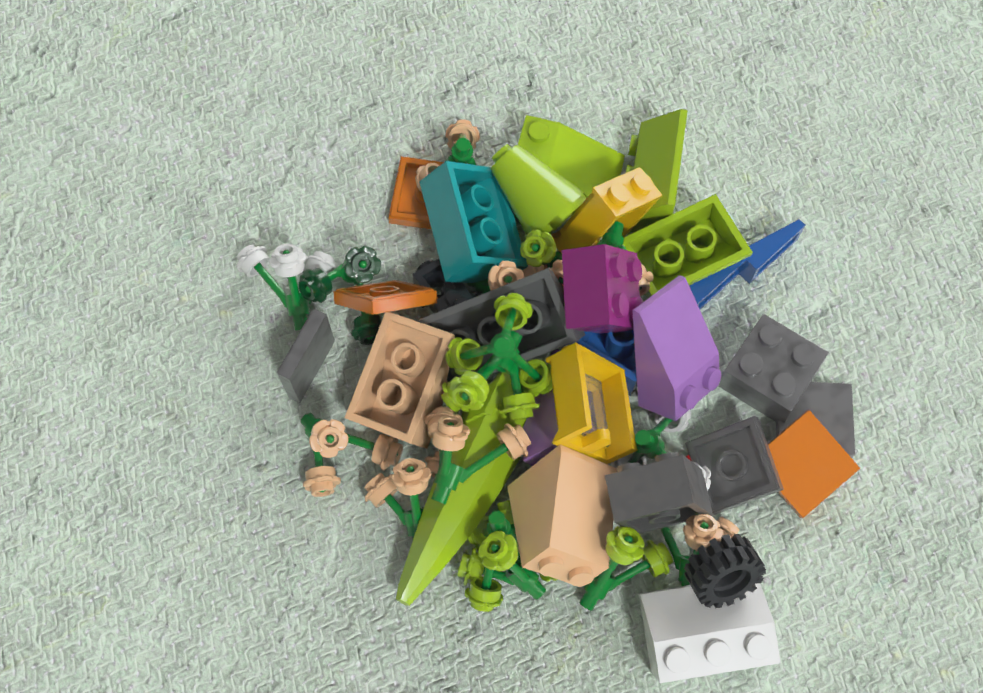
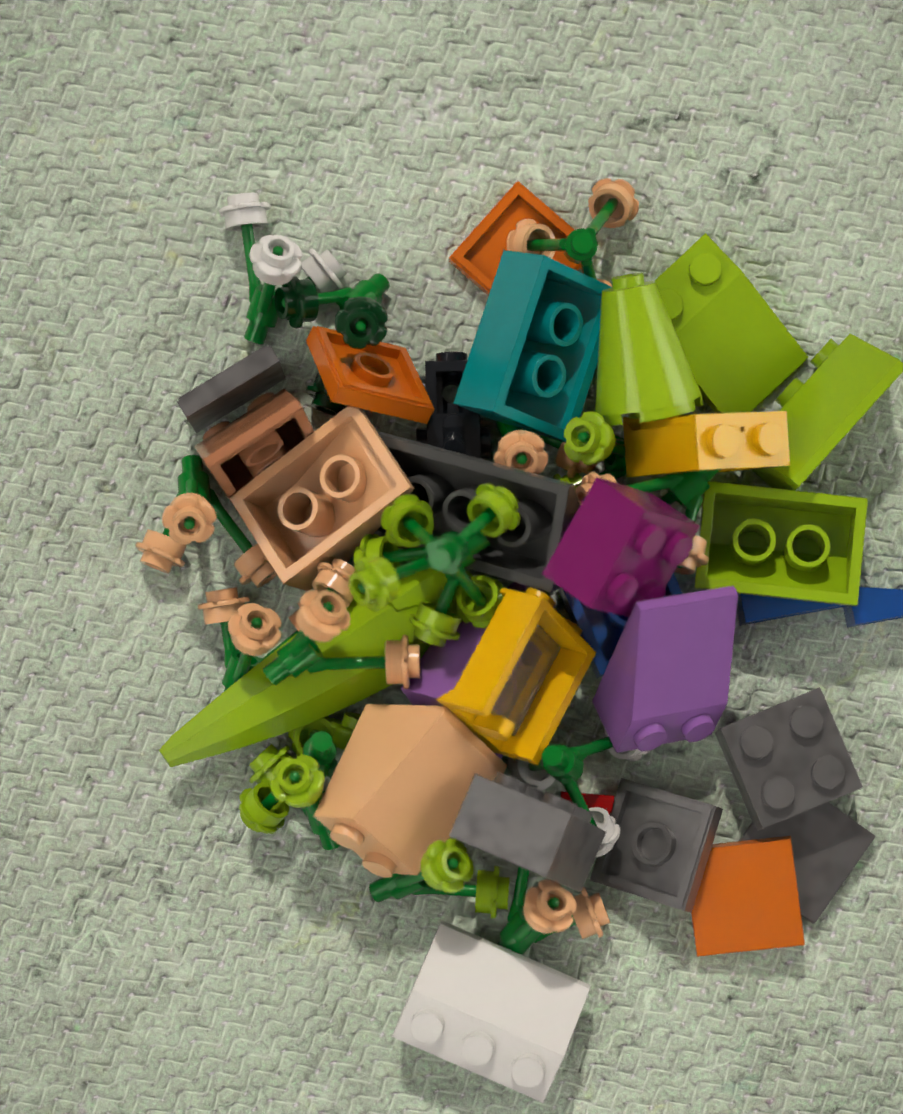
camera: 30 degrees right, 15 degrees up
(341, 370) = (255, 440): none -> nougat slope
(724, 571) = (544, 965): black tyre -> none

